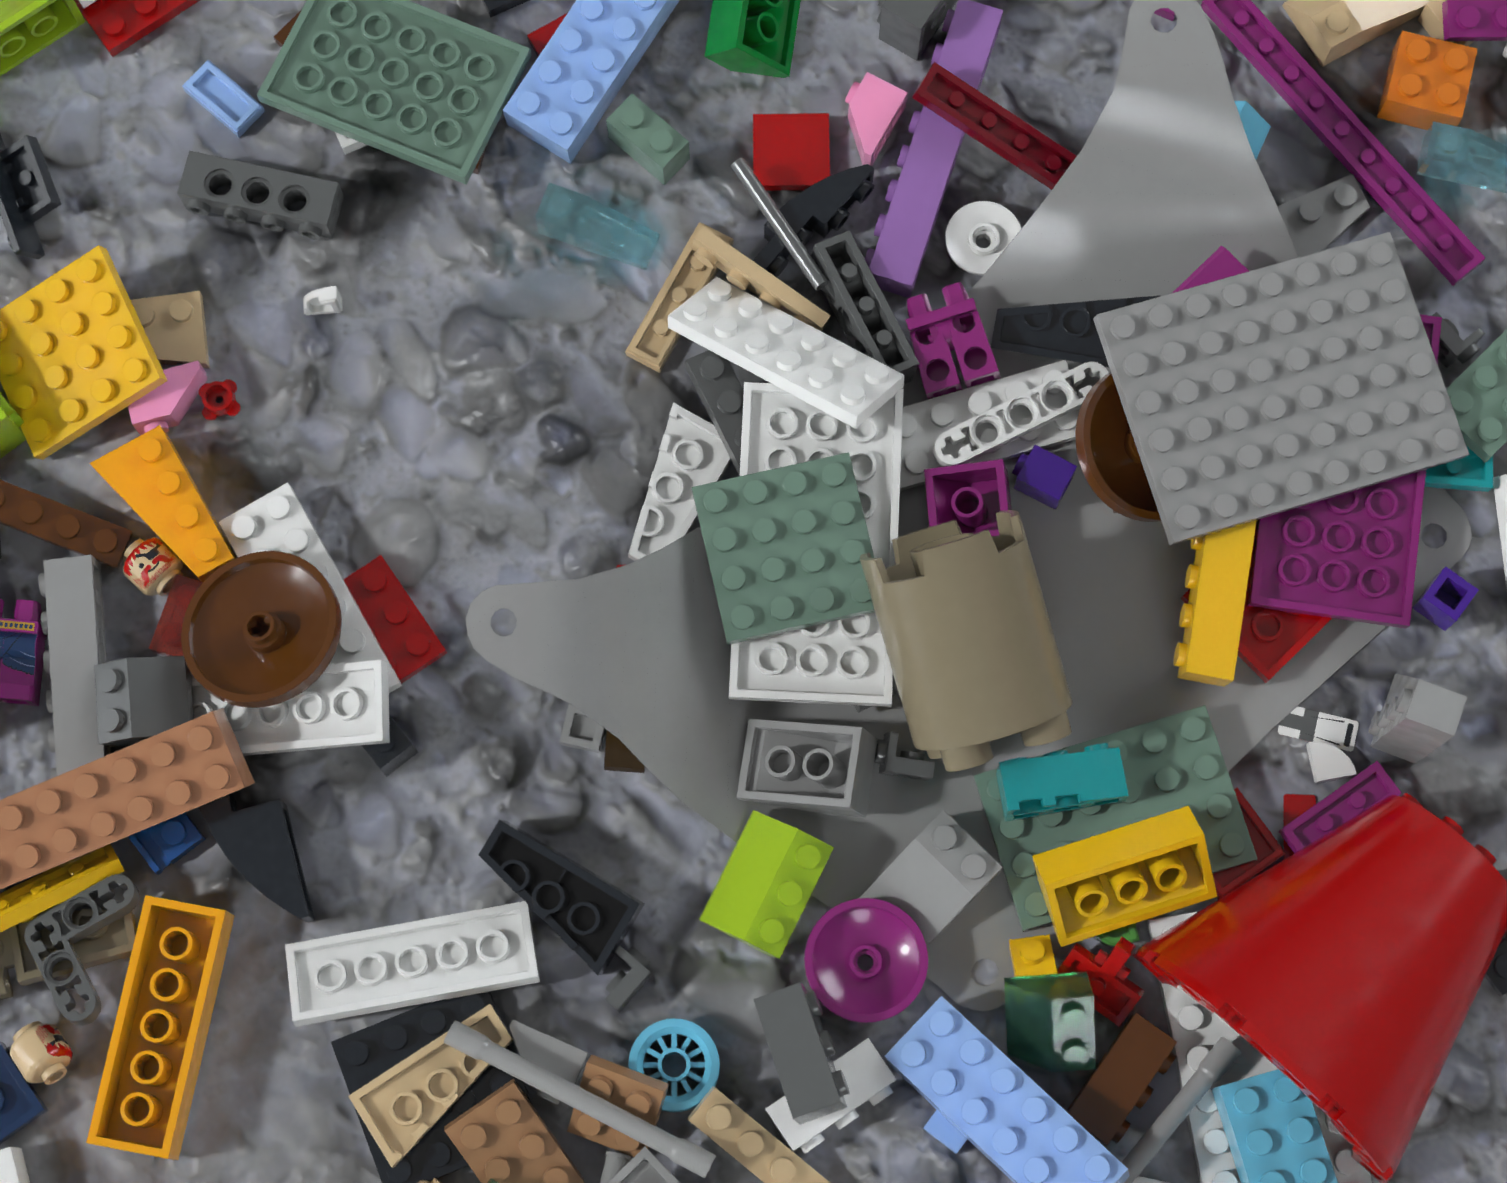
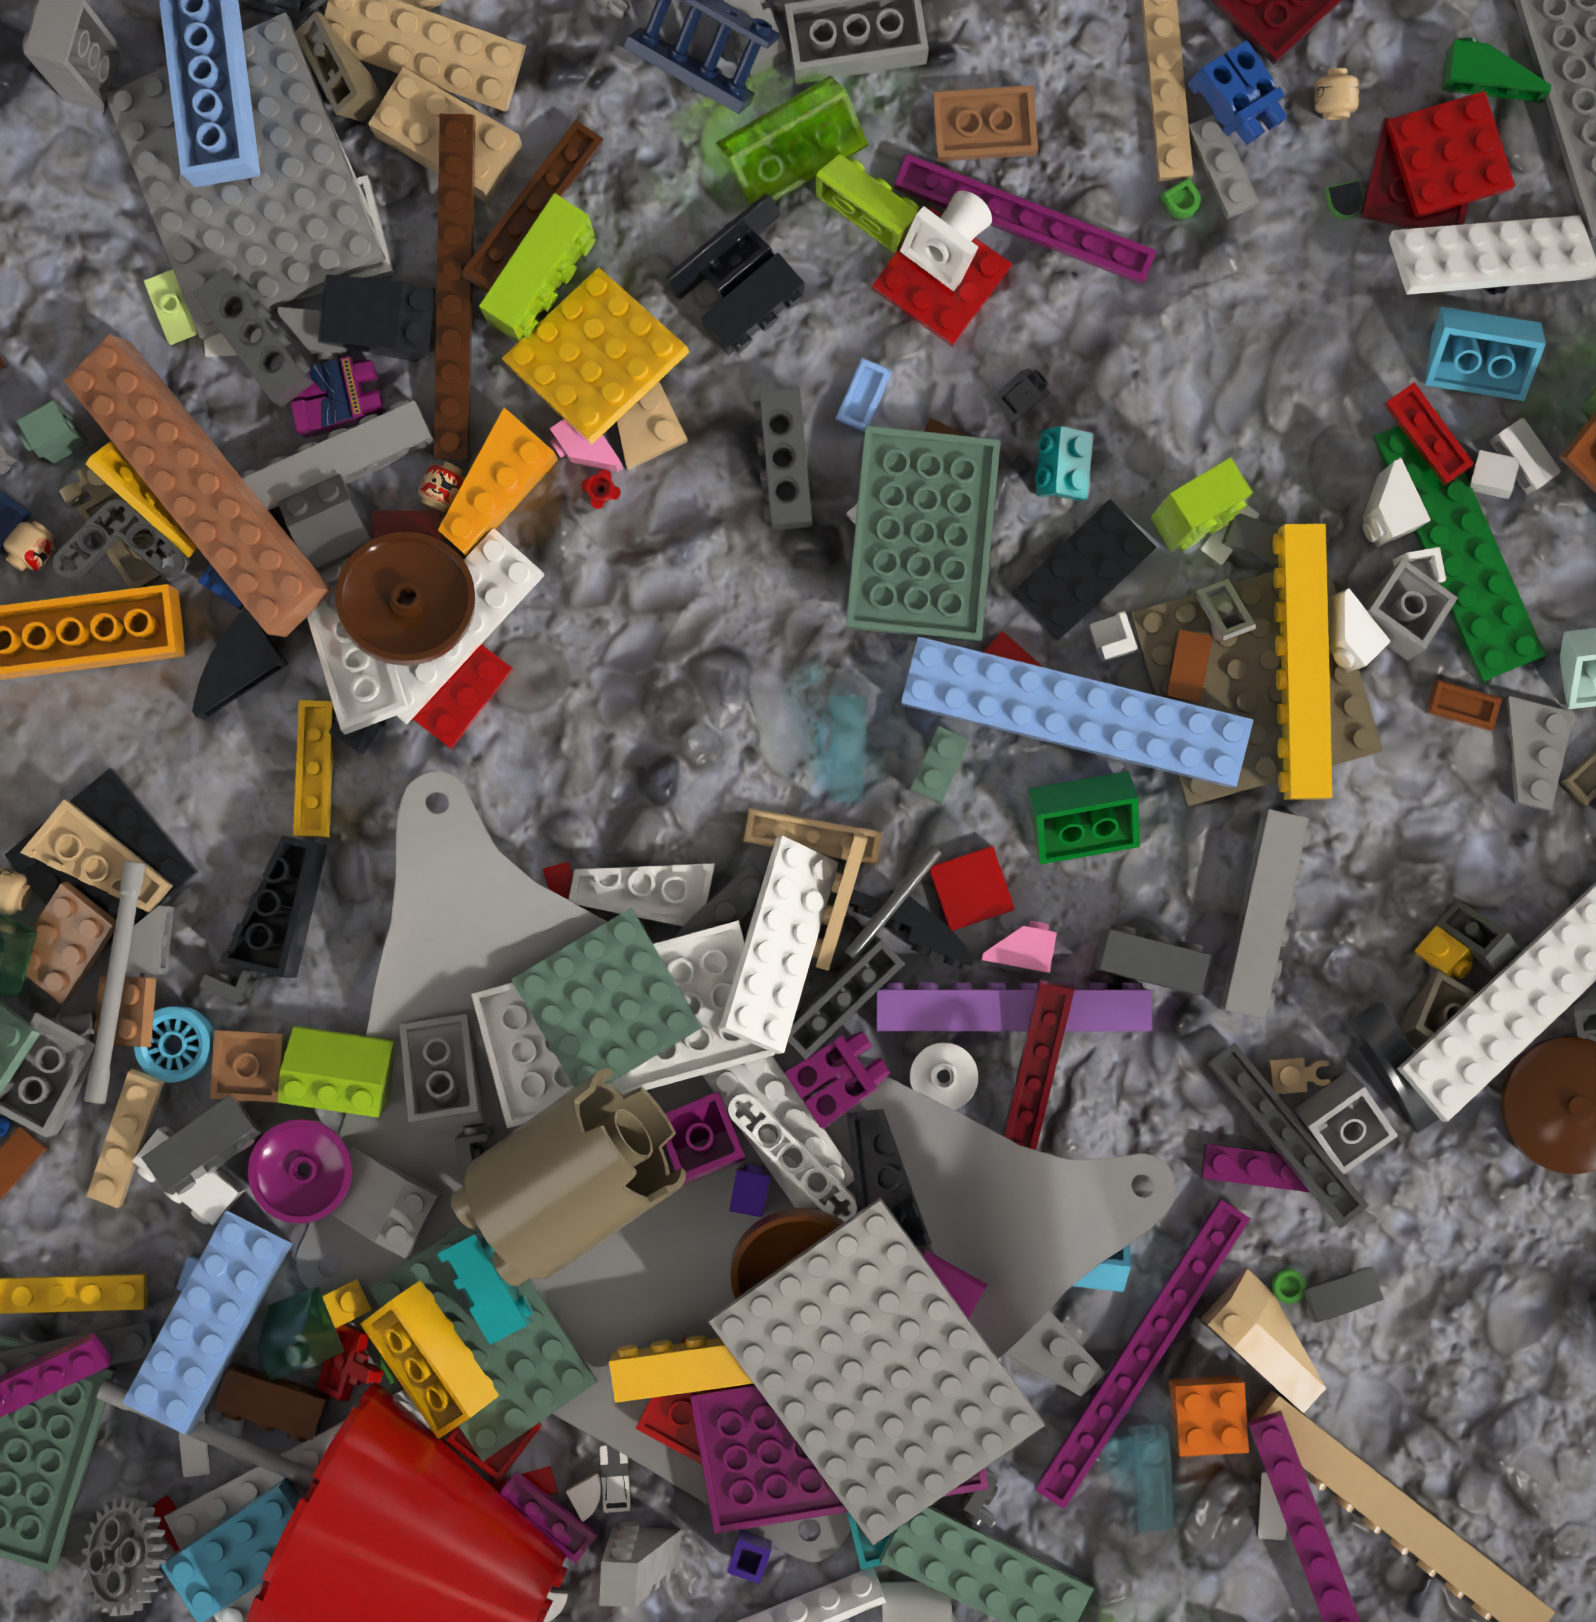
camera: 70 degrees right, 10 degrees up
(82, 175) = (754, 305): none -> black brick
(323, 301) = (710, 543): white tile -> none
(411, 963) = (188, 810): white plate -> none
(414, 807) = (313, 769): none -> yellow plate
(723, 989) = (246, 1065): none -> medium nougat plate

